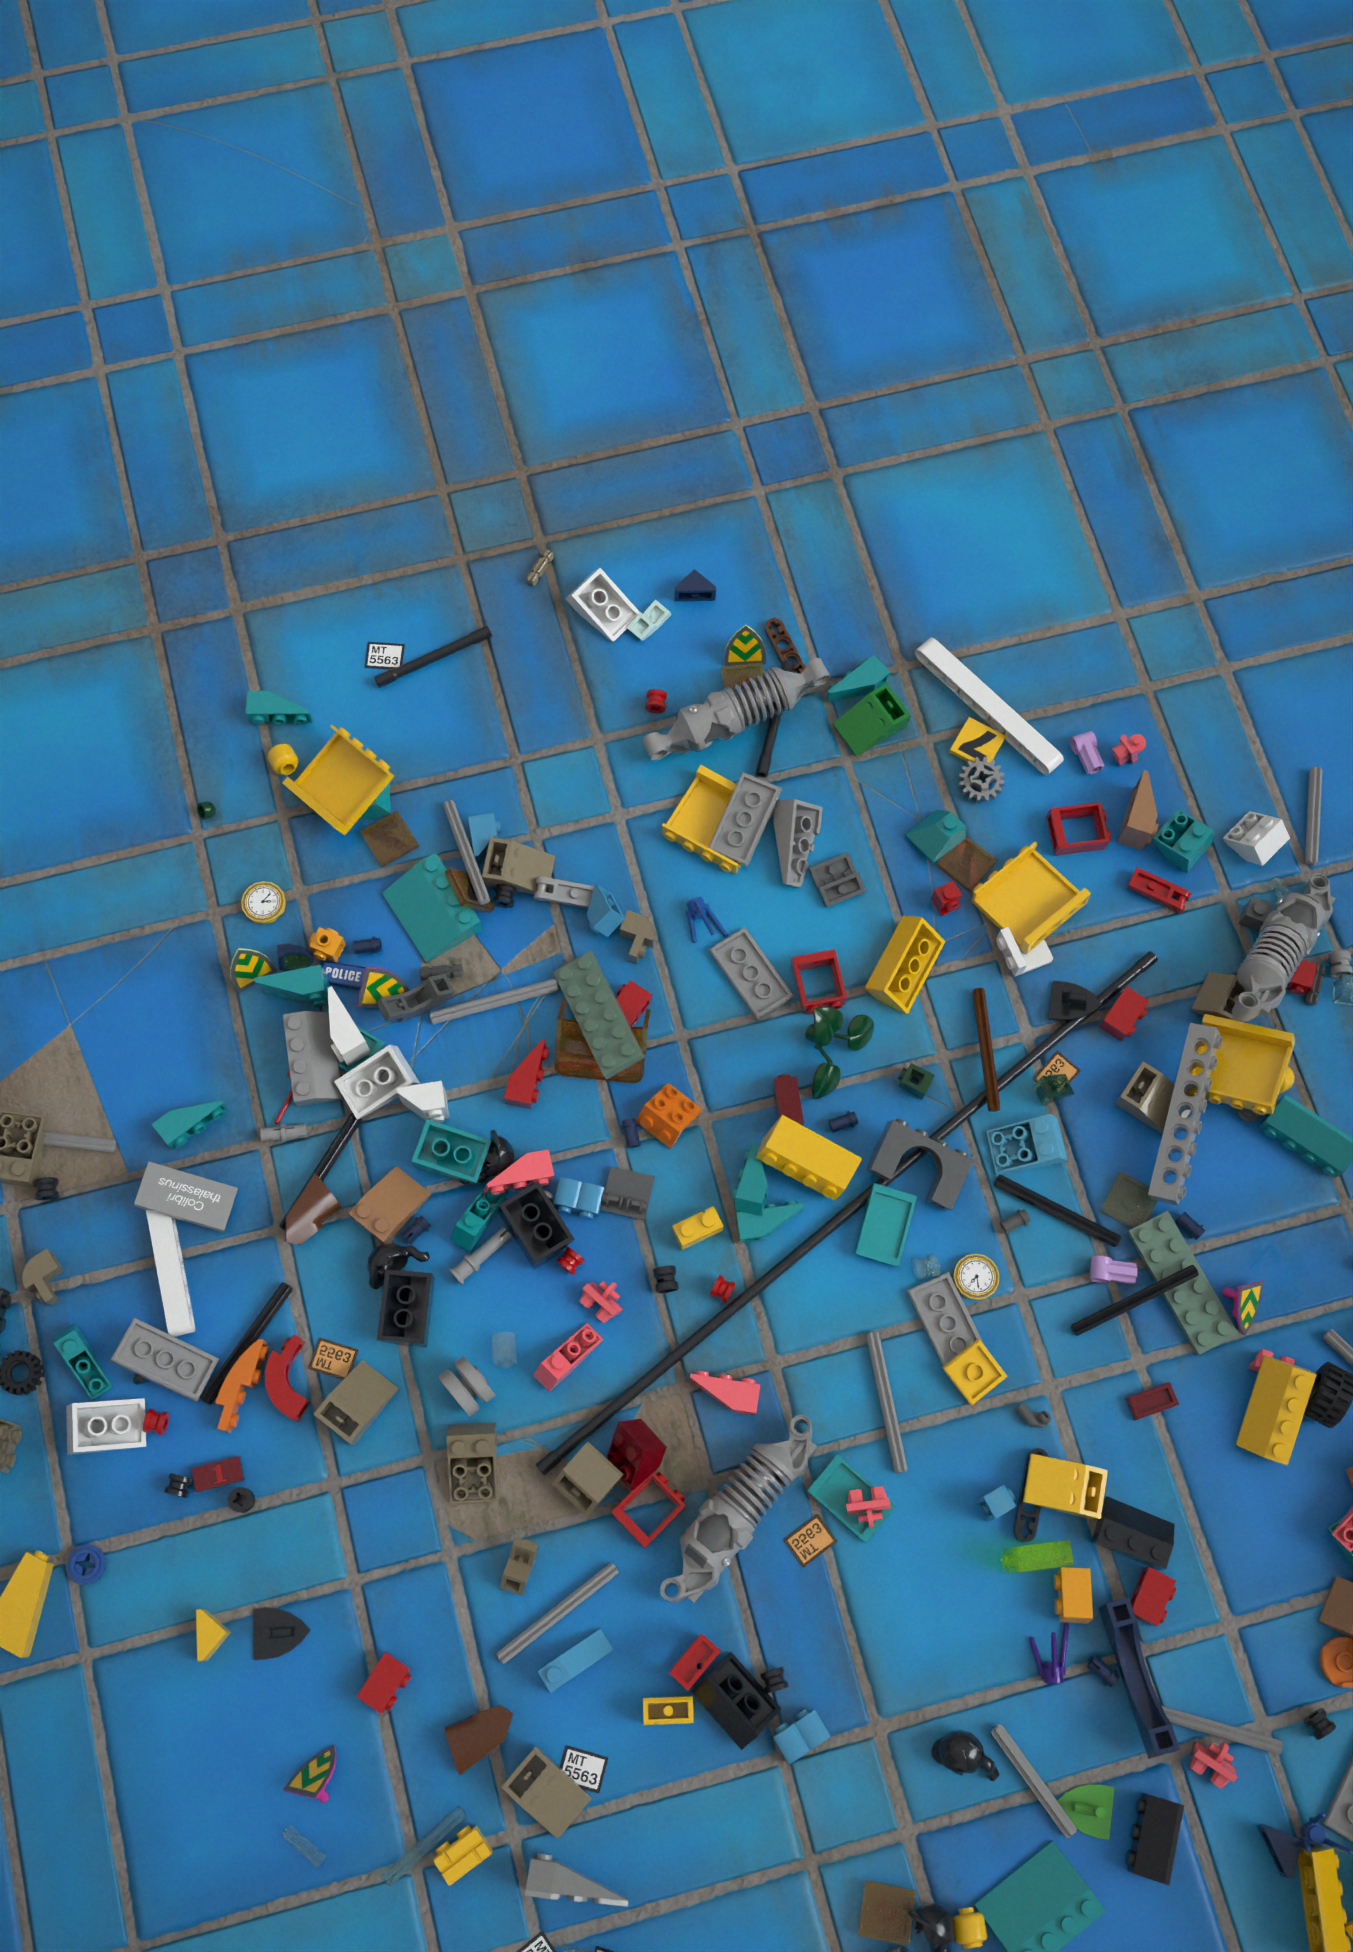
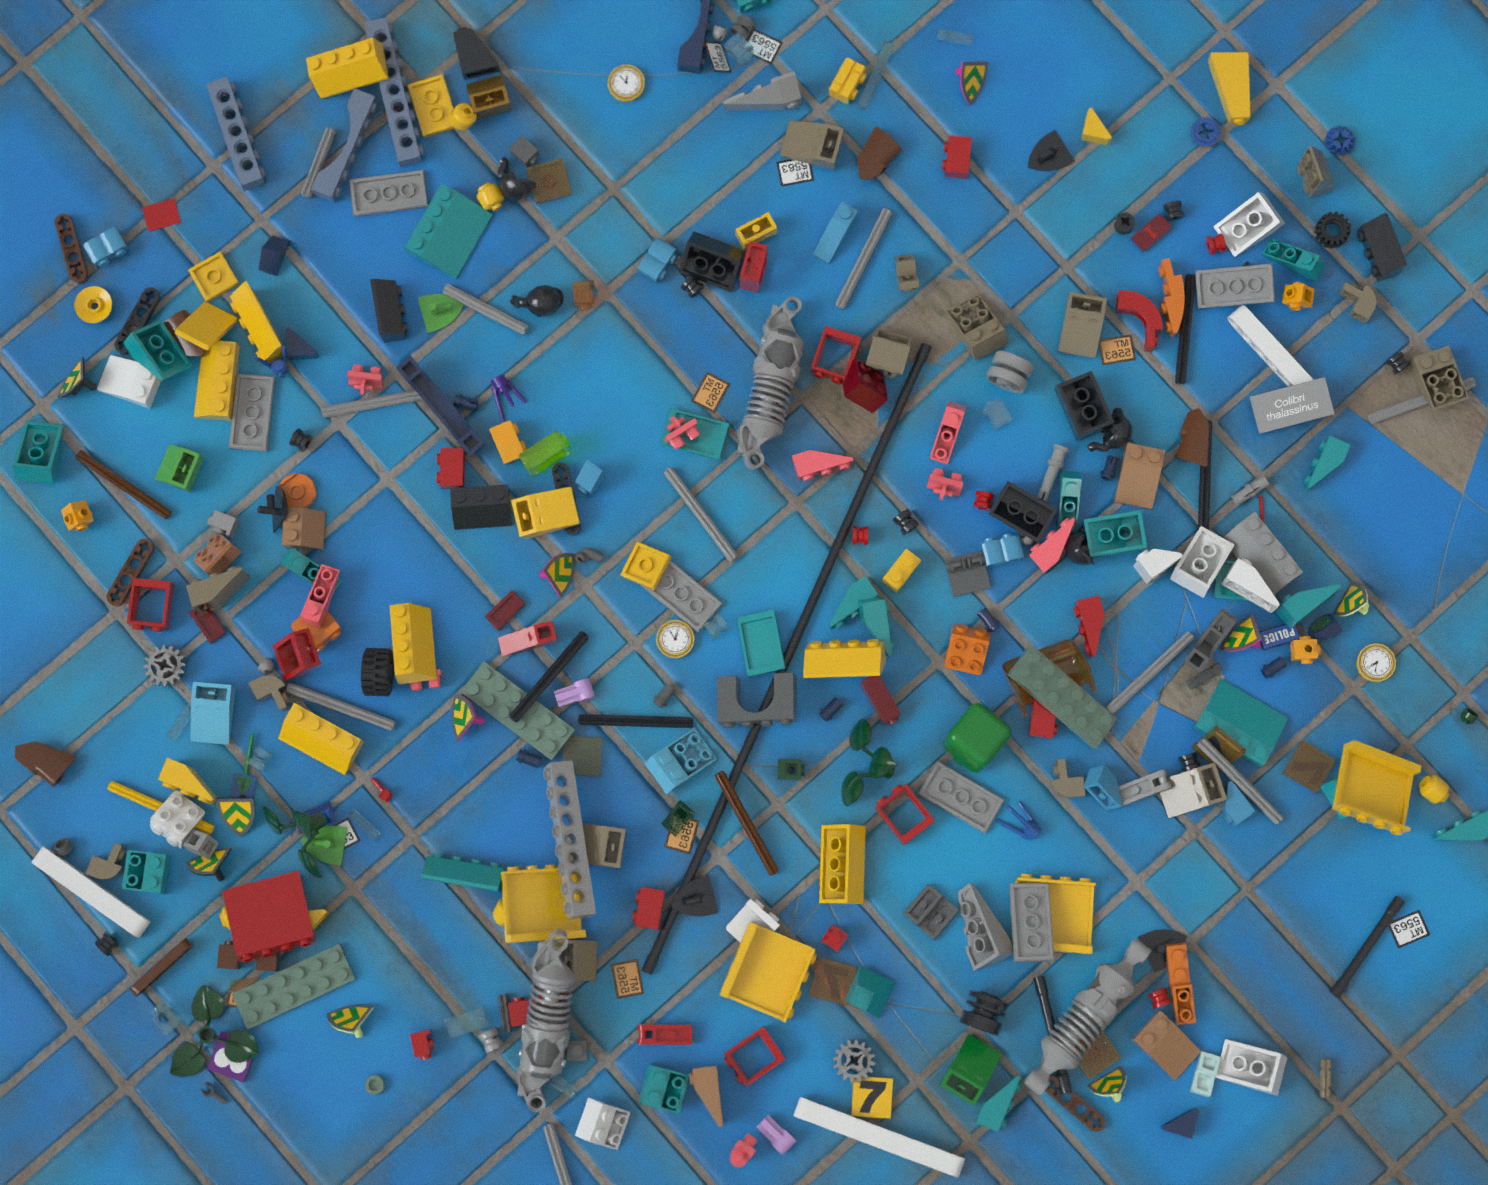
camera: 160 degrees right, 10 degrees up
(105, 1314) = (1298, 296): none -> light orange brick
(626, 747) = (1156, 942): none -> black shield
(629, 703) = (1180, 984): none -> orange slope
(673, 662) = (1166, 1044): none -> medium nougat slope
(707, 1016) = (976, 738): none -> green piece
(834, 760) = (984, 1012): none -> black wheel
(909, 1736) = (583, 294): none -> clear orange window
(1075, 1410) = (560, 572): none -> shield
(1139, 1353) = (528, 638): none -> slope
(1173, 961) = (627, 978): none -> clear orange sticker

